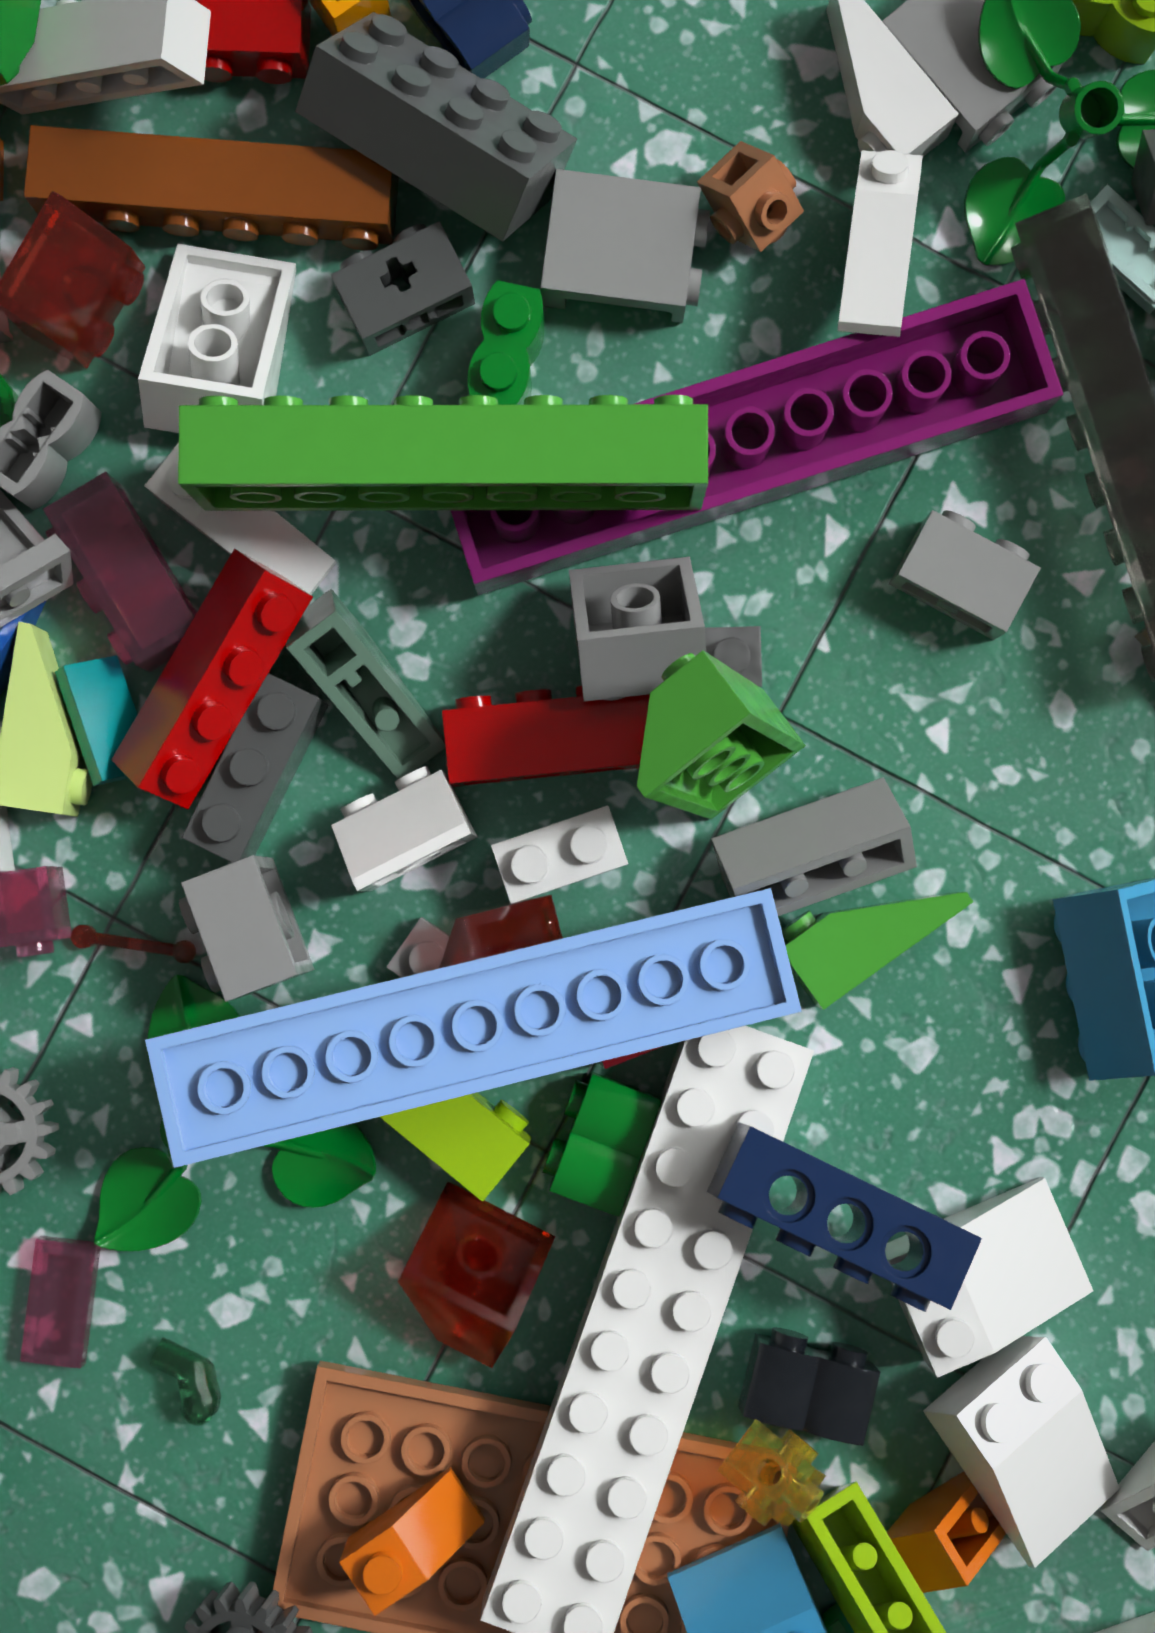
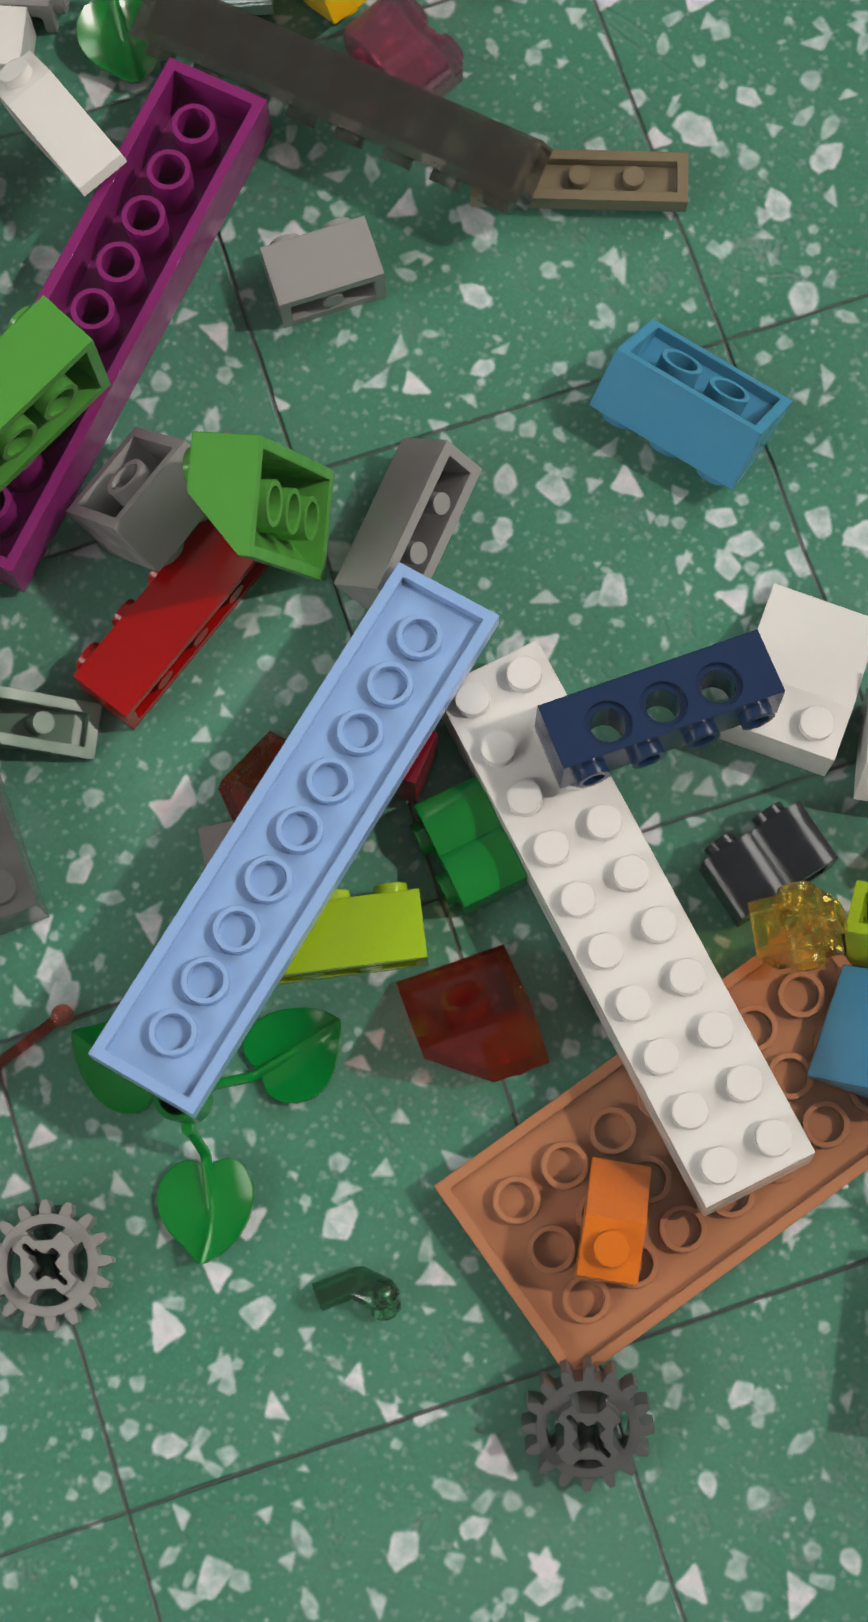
camera: 45 degrees left, 10 degrees down
(60, 1302) = (217, 1334): clear pink tile -> none
(245, 927) = (83, 938): light grey brick -> none
(401, 830) = (129, 778): white slope -> none
(559, 854) = (247, 692): white brick -> none
(850, 945) = (495, 551): bright green slope -> none

